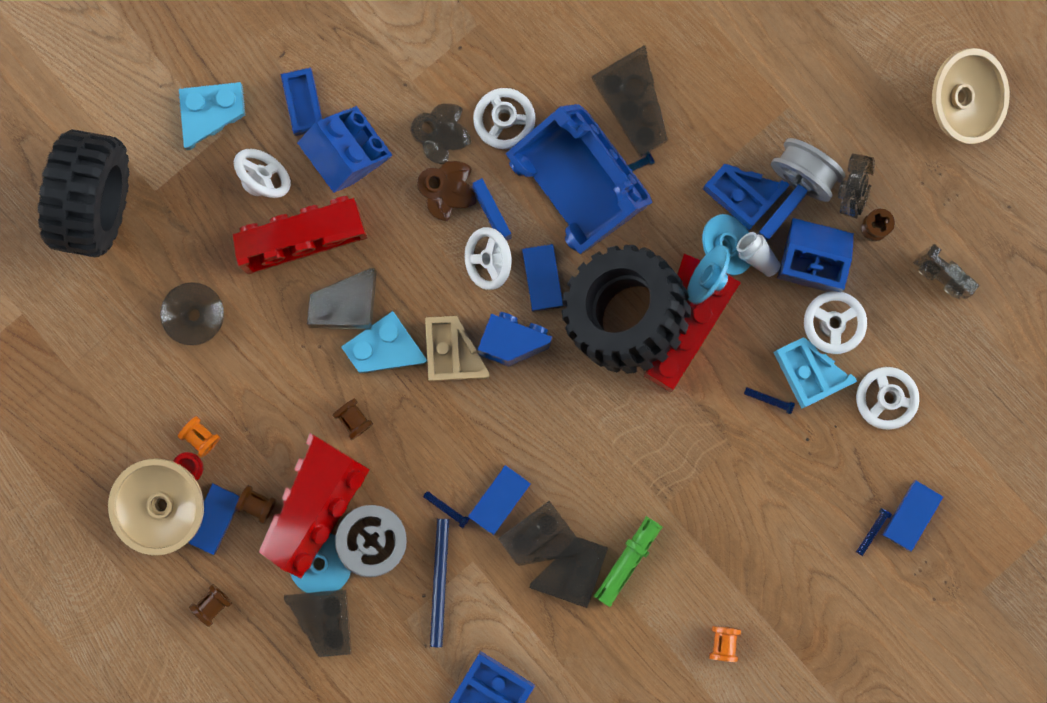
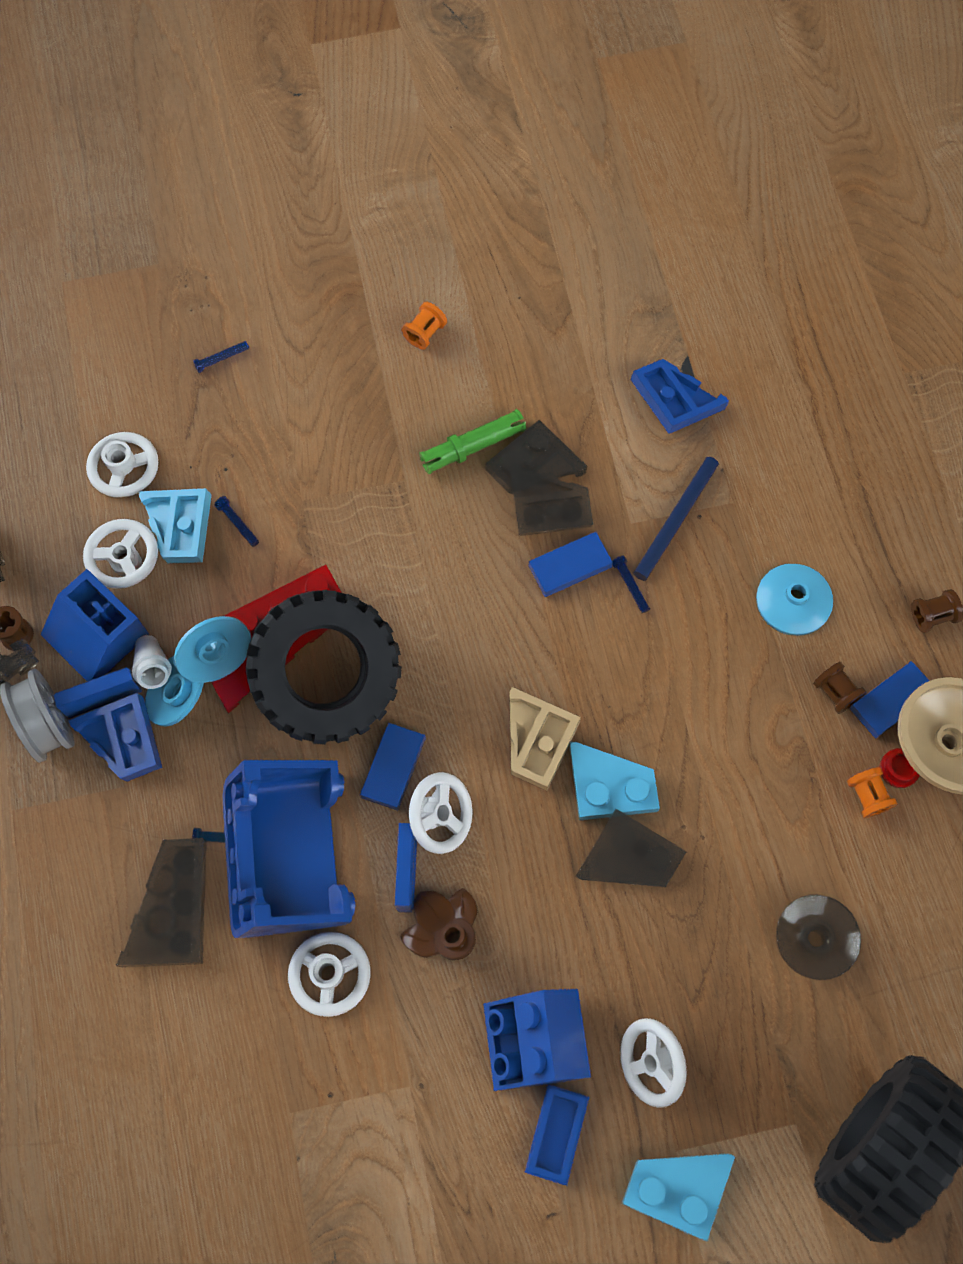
camera: 150 degrees left, 15 degrees down
(299, 235) = (647, 962): red wedge -> none
(312, 506) = (776, 646): red wedge -> none
(324, 620) = (818, 539): clear smoke wing -> none
(352, 419) = (686, 721): reddish brown bush -> none
(388, 522) = (746, 570): light grey wheel -> none
(445, 132) = (406, 993): clear smoke plate -> none
(510, 342) = (467, 702): blue slope -> none
(912, 515) = (174, 350): blue tile -> none

